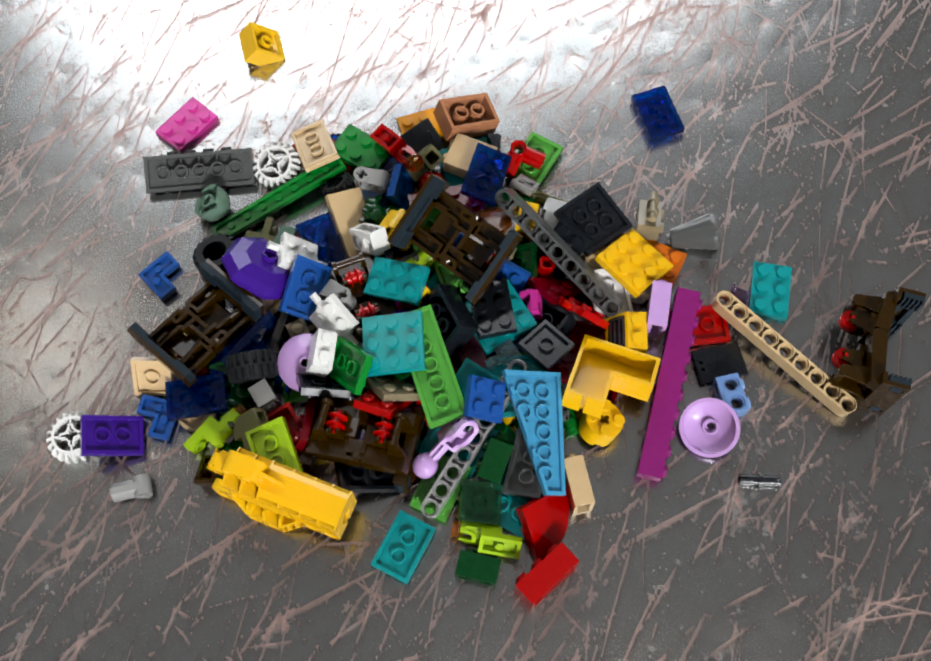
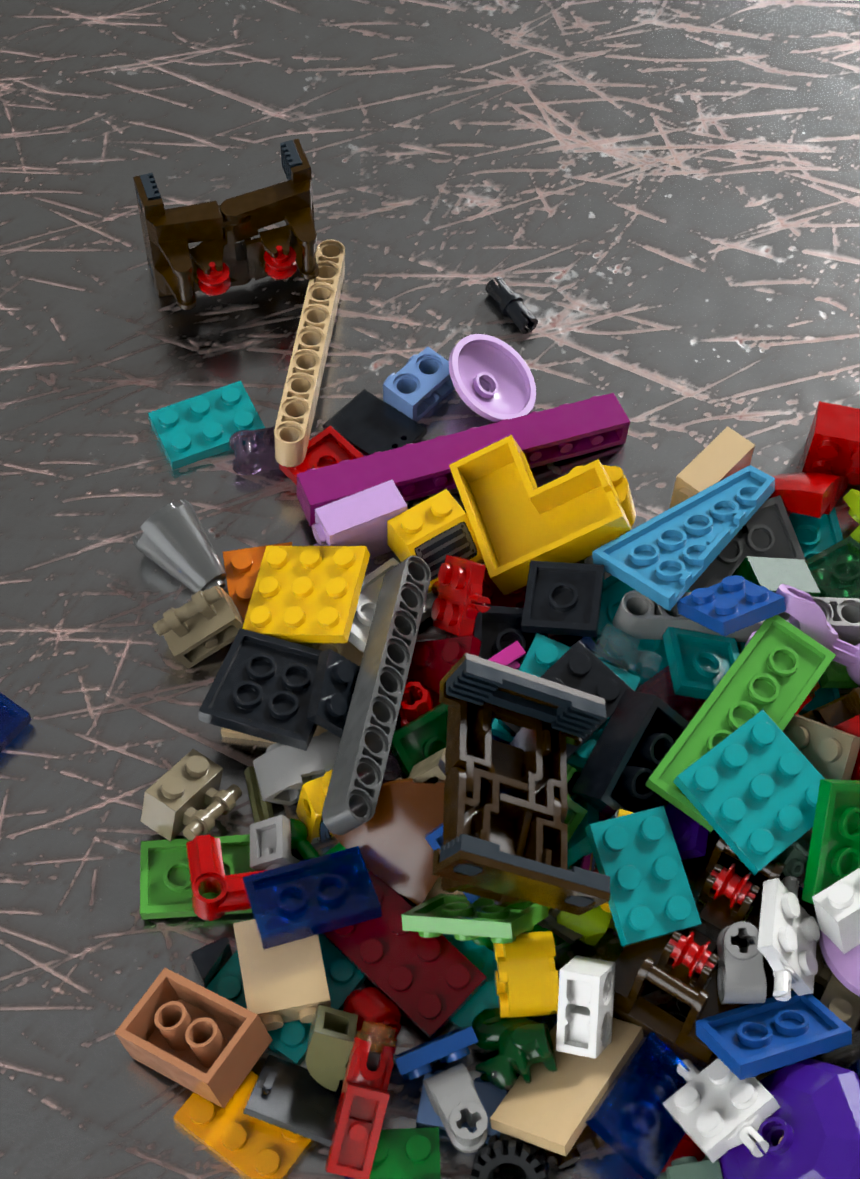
camera: 130 degrees left, 10 degrees down
(570, 168) = (188, 798): none -> dark tan brick

